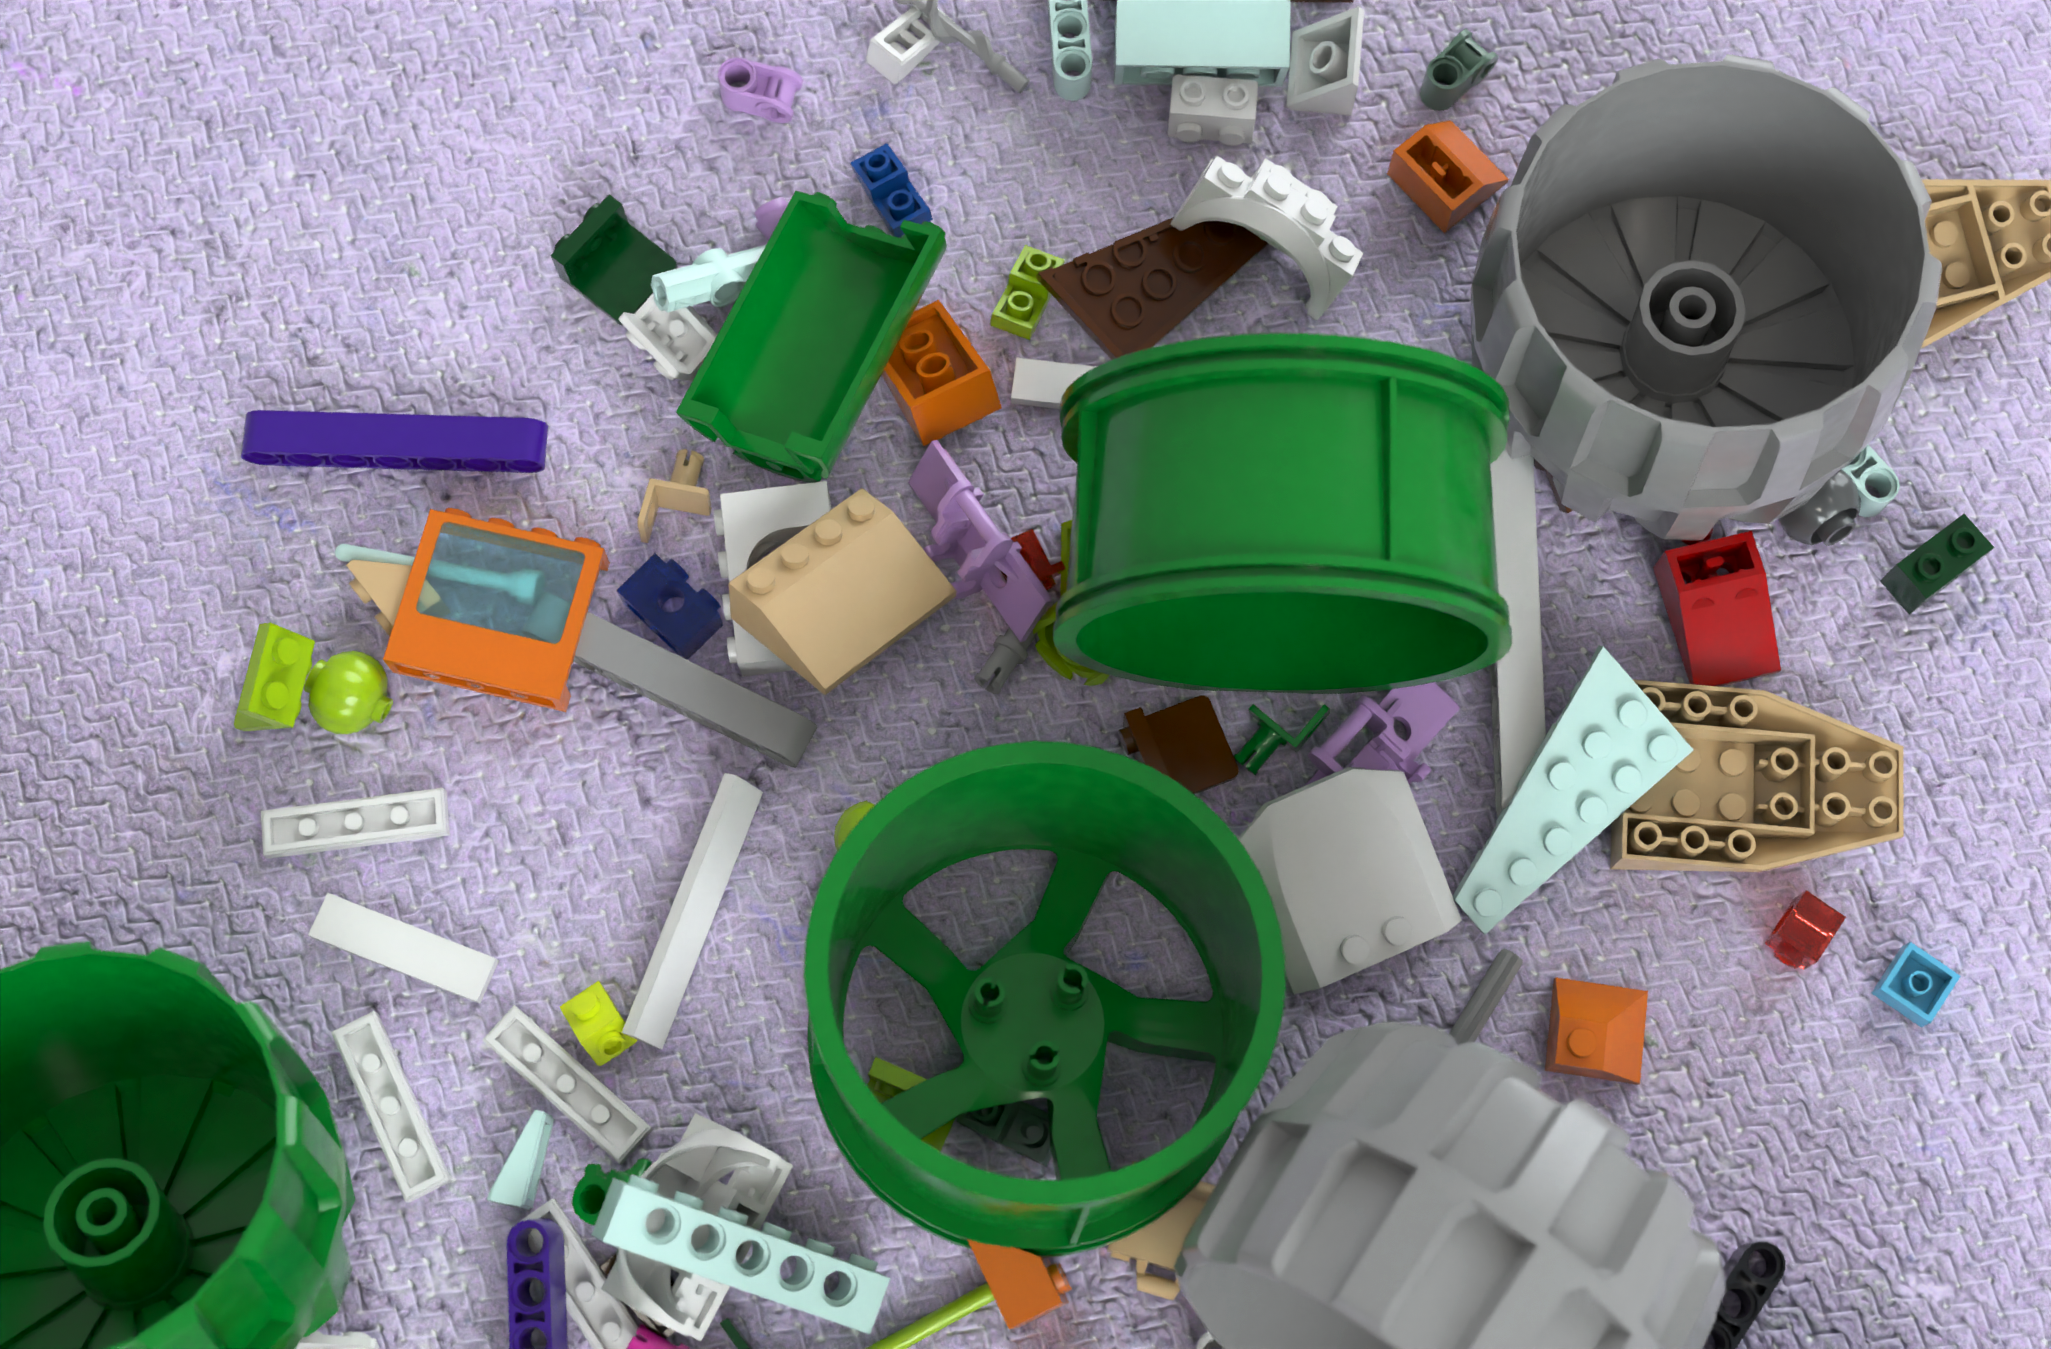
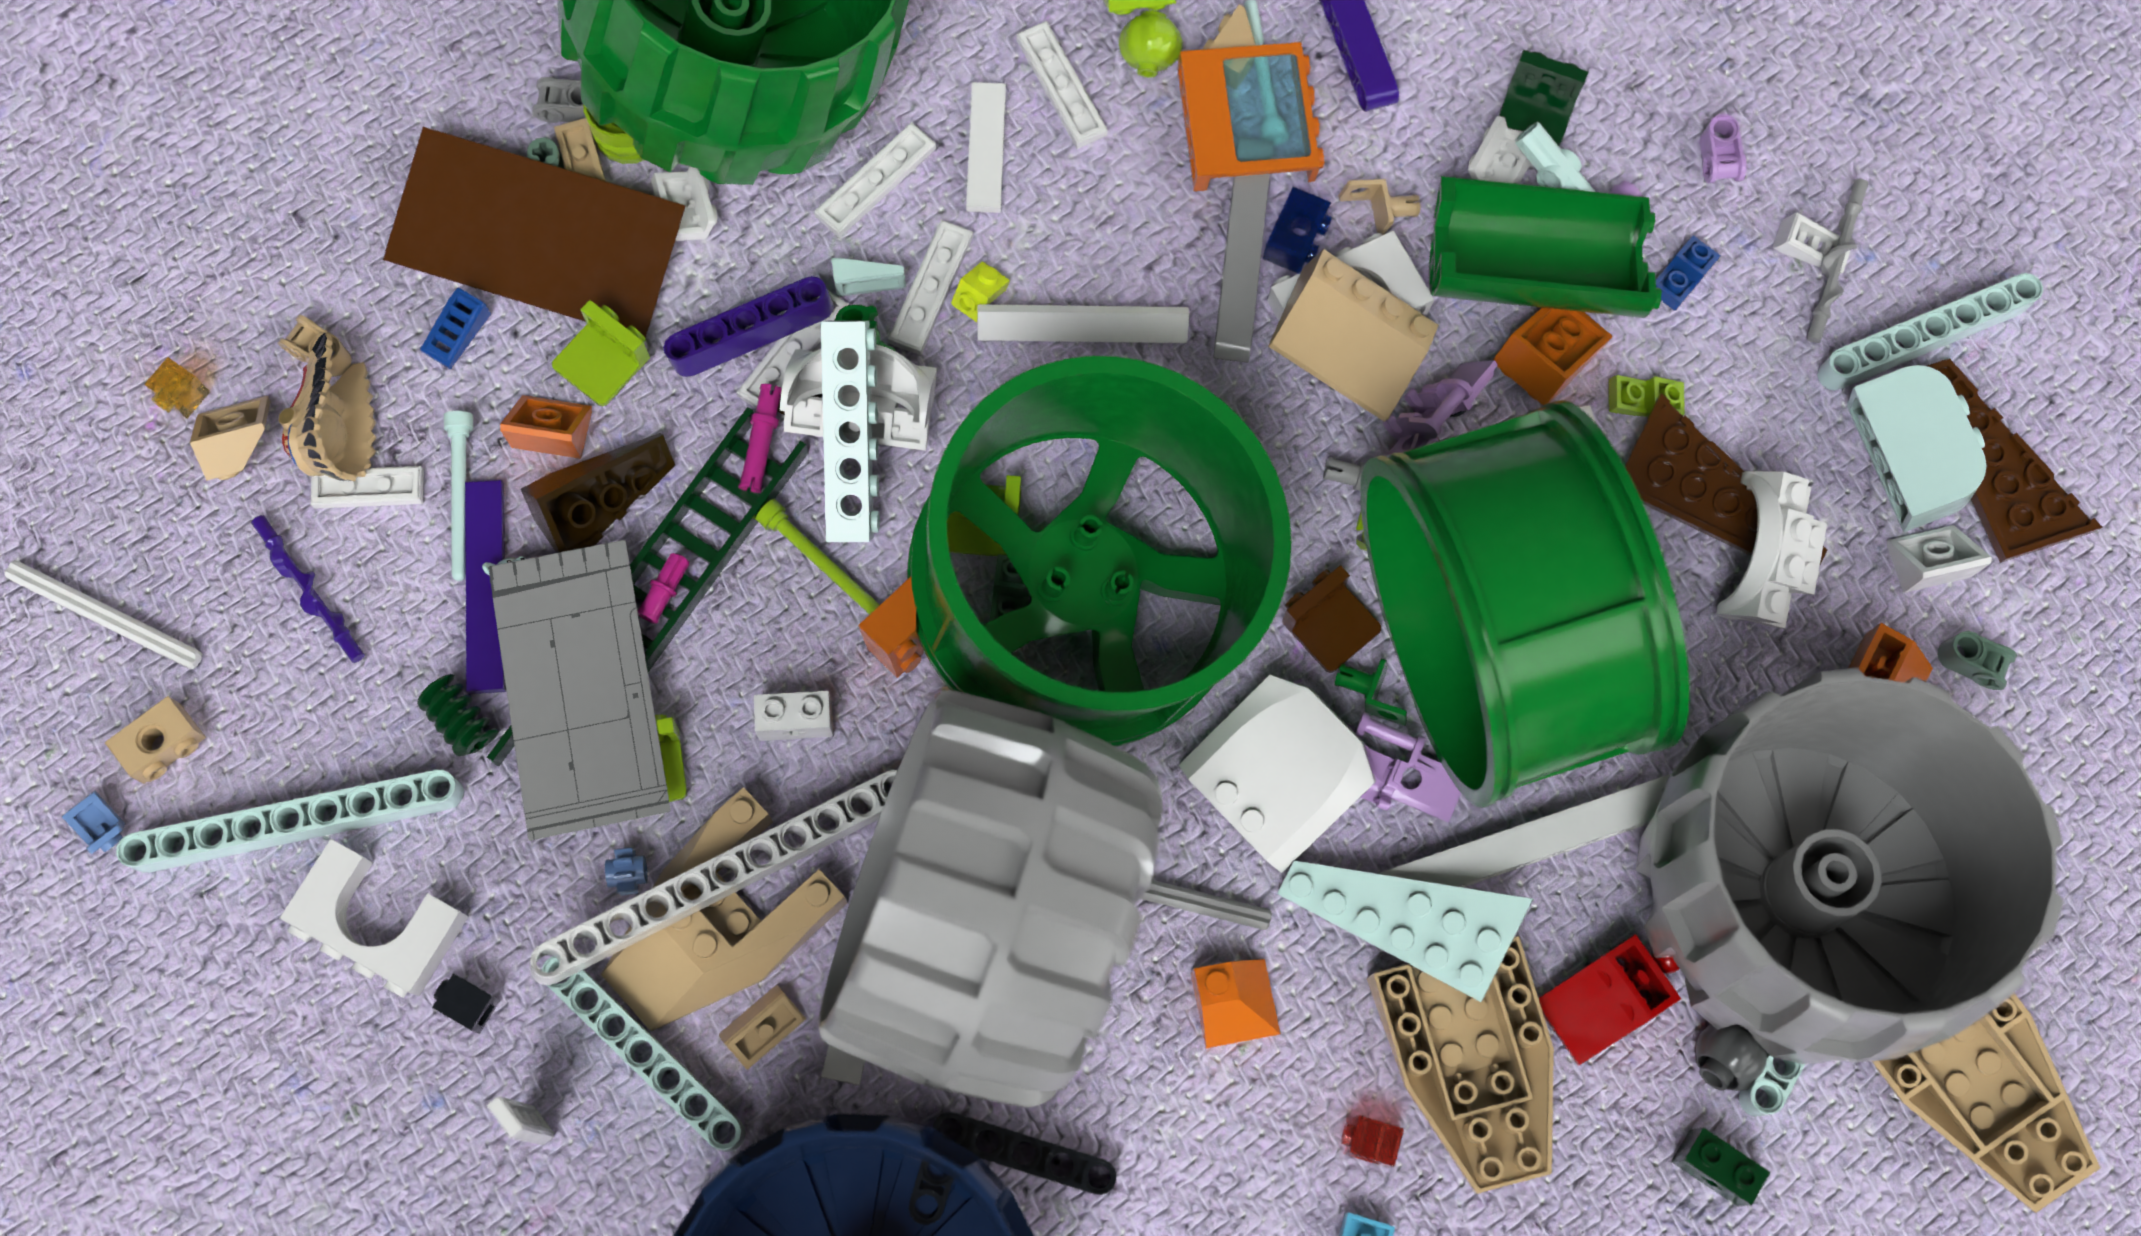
camera: 65 degrees right, 0 degrees up
(1212, 109) = (1855, 480): white bracket -> none

